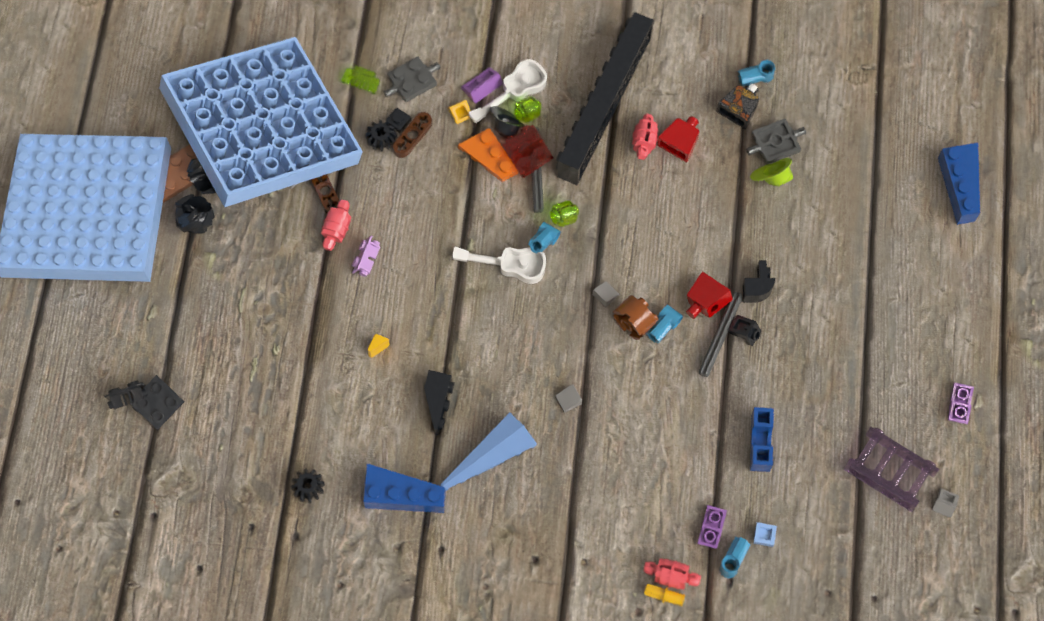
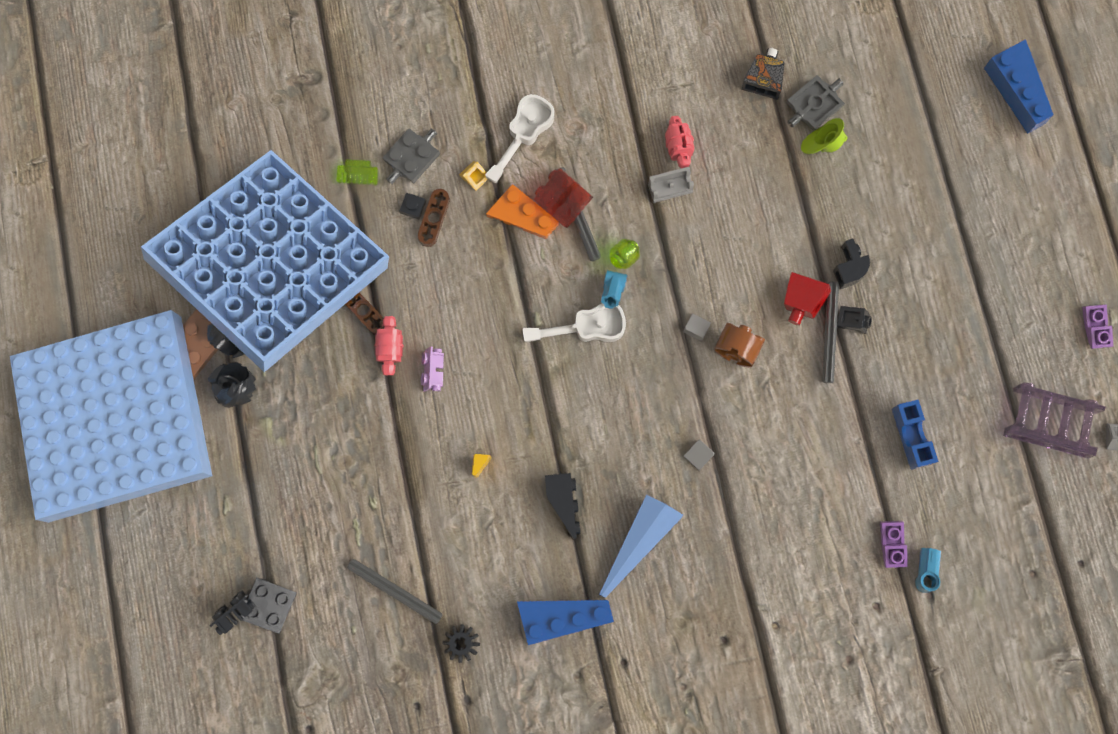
camera: 15 degrees left, 10 degrees up
(267, 426) = (394, 591): none -> dark grey axle
(381, 135) = (395, 224): black gear -> none
(482, 85) = (487, 138): medium lavender slope -> none
(505, 122) = (528, 172): black piece -> none
(527, 109) = (546, 151): clear neon green head -> none
(604, 99) = (622, 113): black brick -> none
(625, 169) = (670, 184): none -> light grey hinge
(664, 594) = (871, 634): yellow axle -> none
(668, 320) = (773, 335): dark azure piece -> none
(672, 573) = (873, 610): coral piece -> none
(680, 138) = (716, 131): red torso -> none
(755, 73) = (770, 35): dark azure piece -> none
(765, 534) = (950, 534): light blue plate -> none

